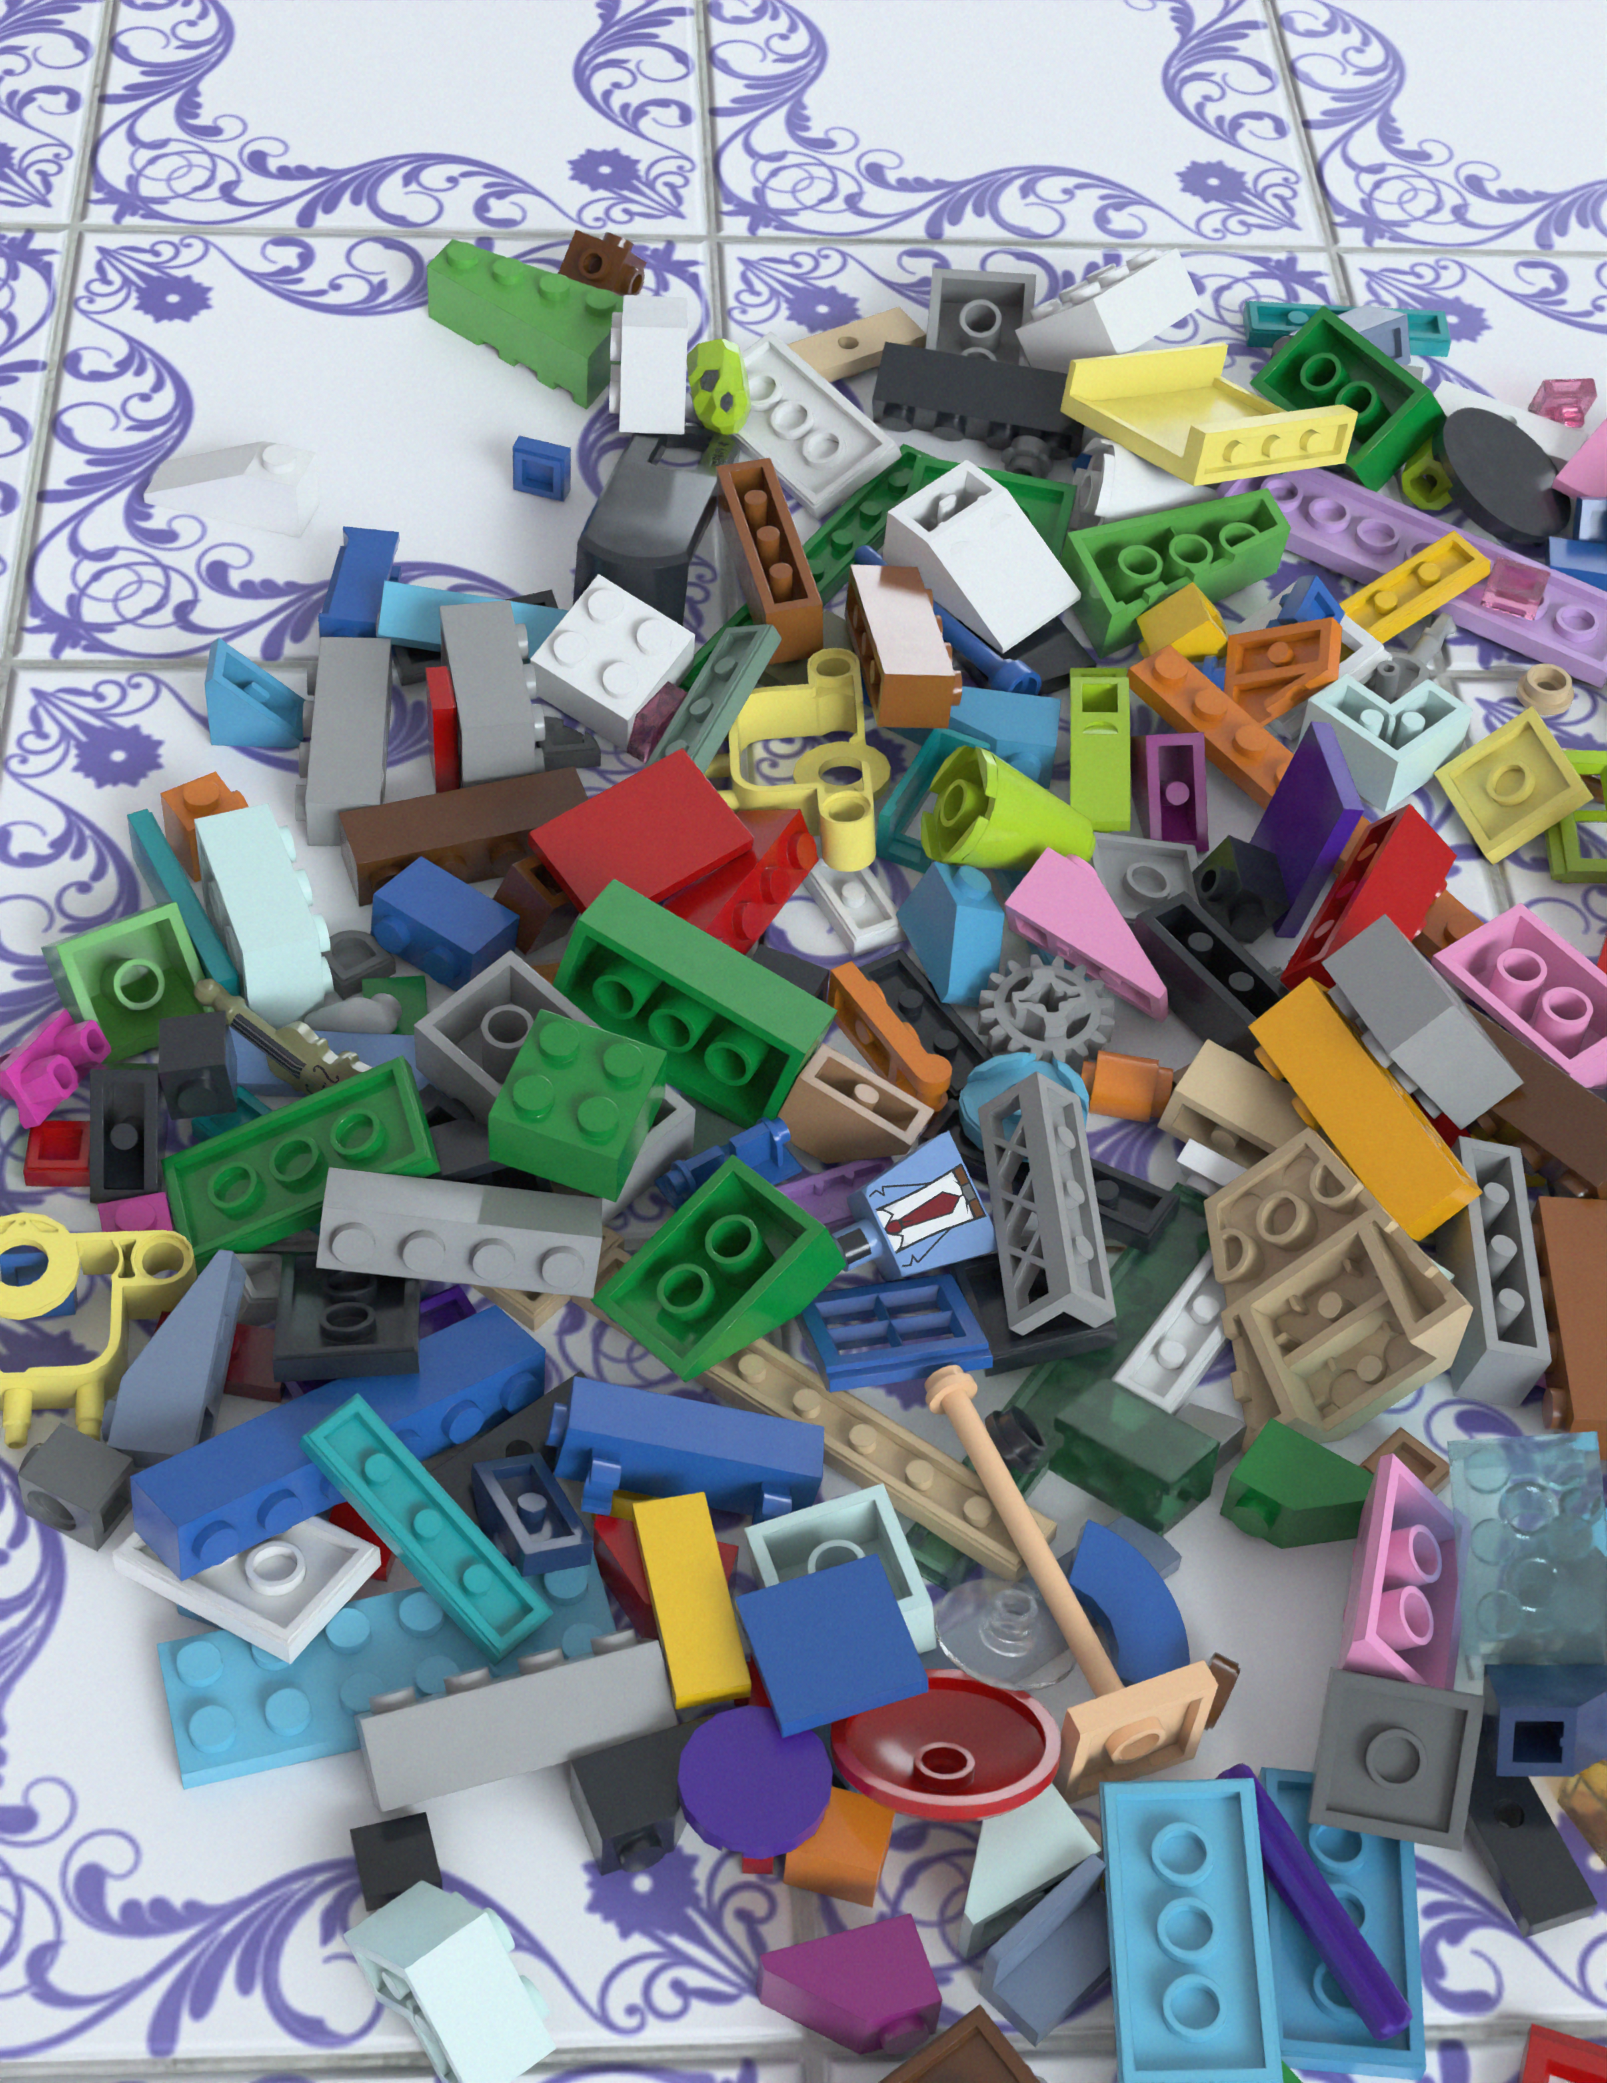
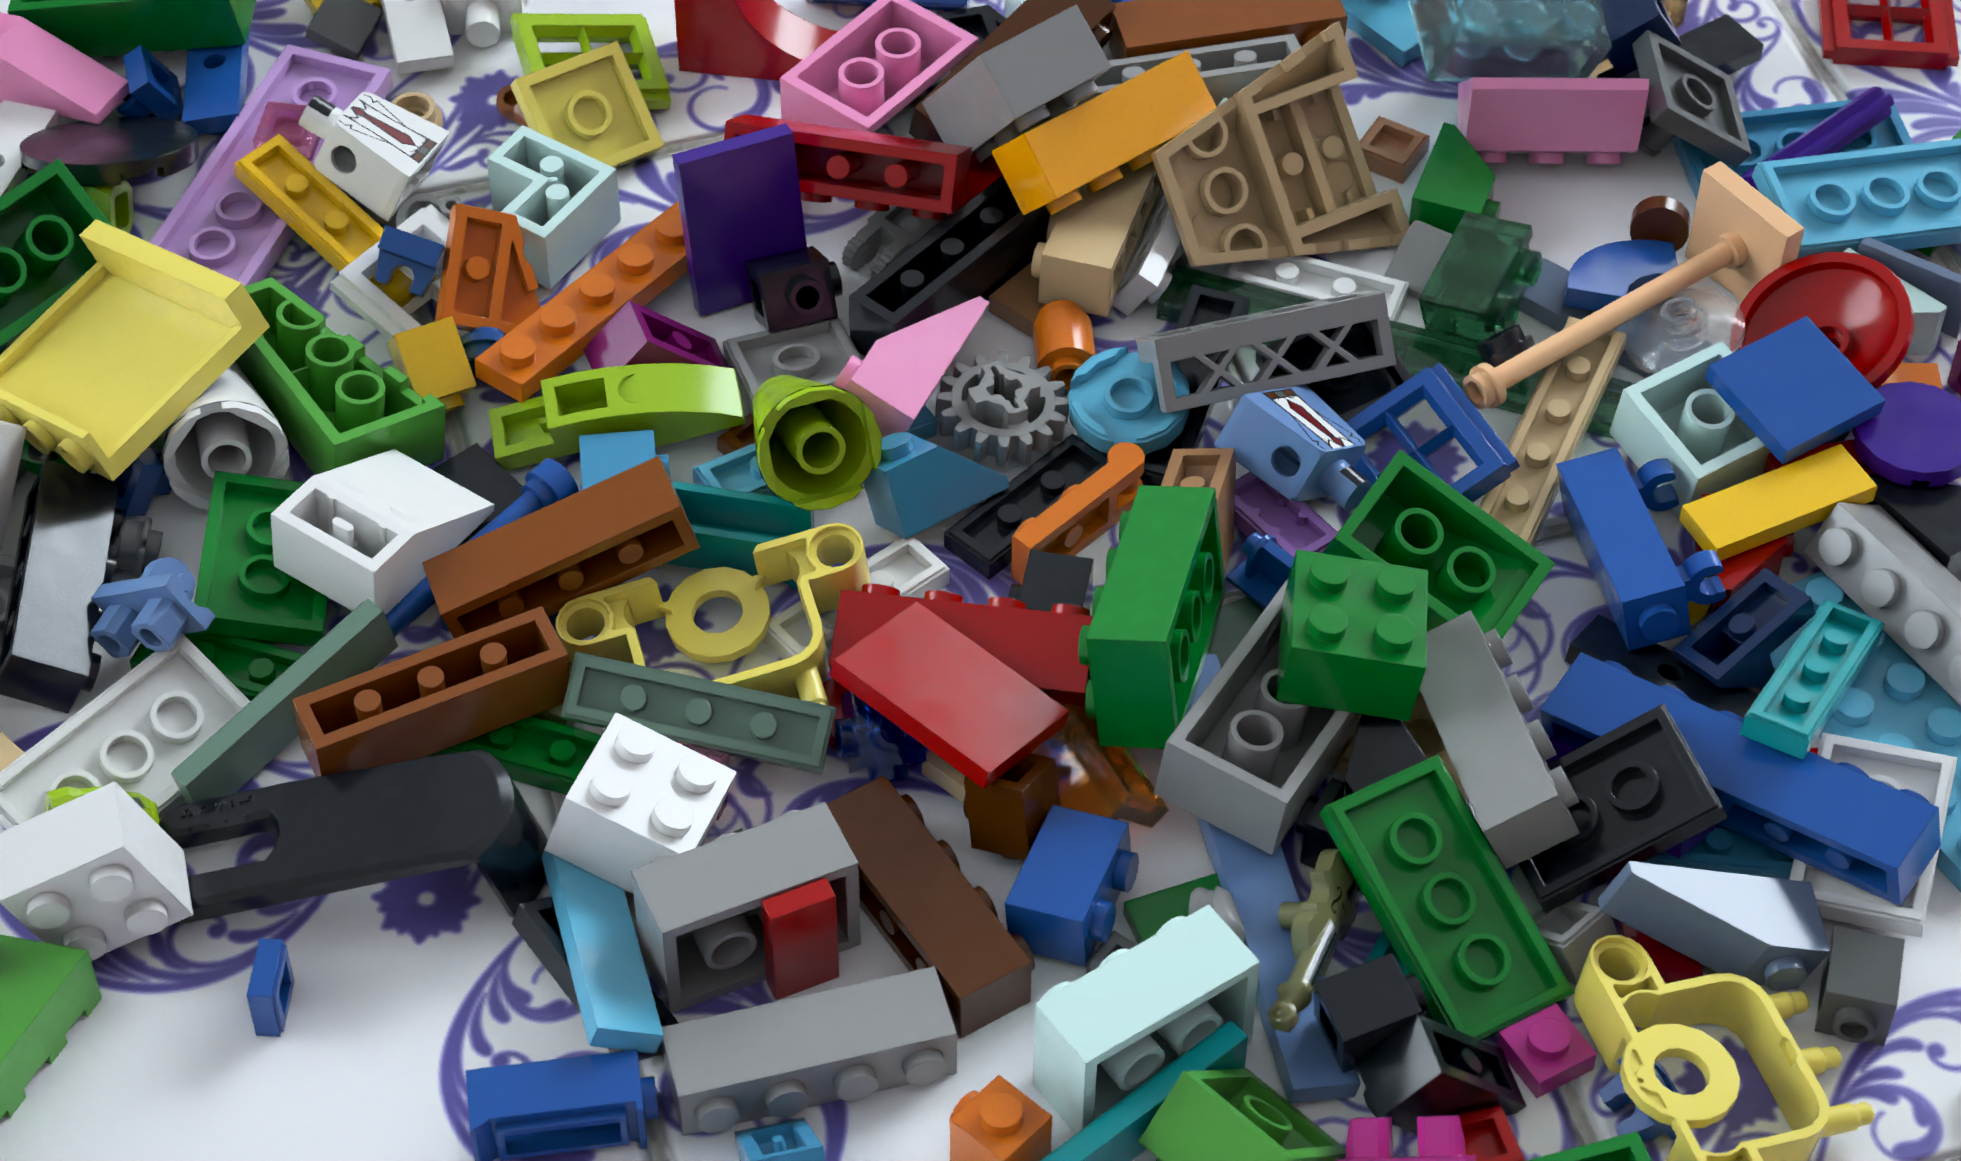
camera: 100 degrees left, 0 degrees up
(813, 501) = (269, 719): none -> sand green tile
(921, 427) = (149, 609): none -> medium blue hips
(1468, 627) = (373, 149): none -> white torso

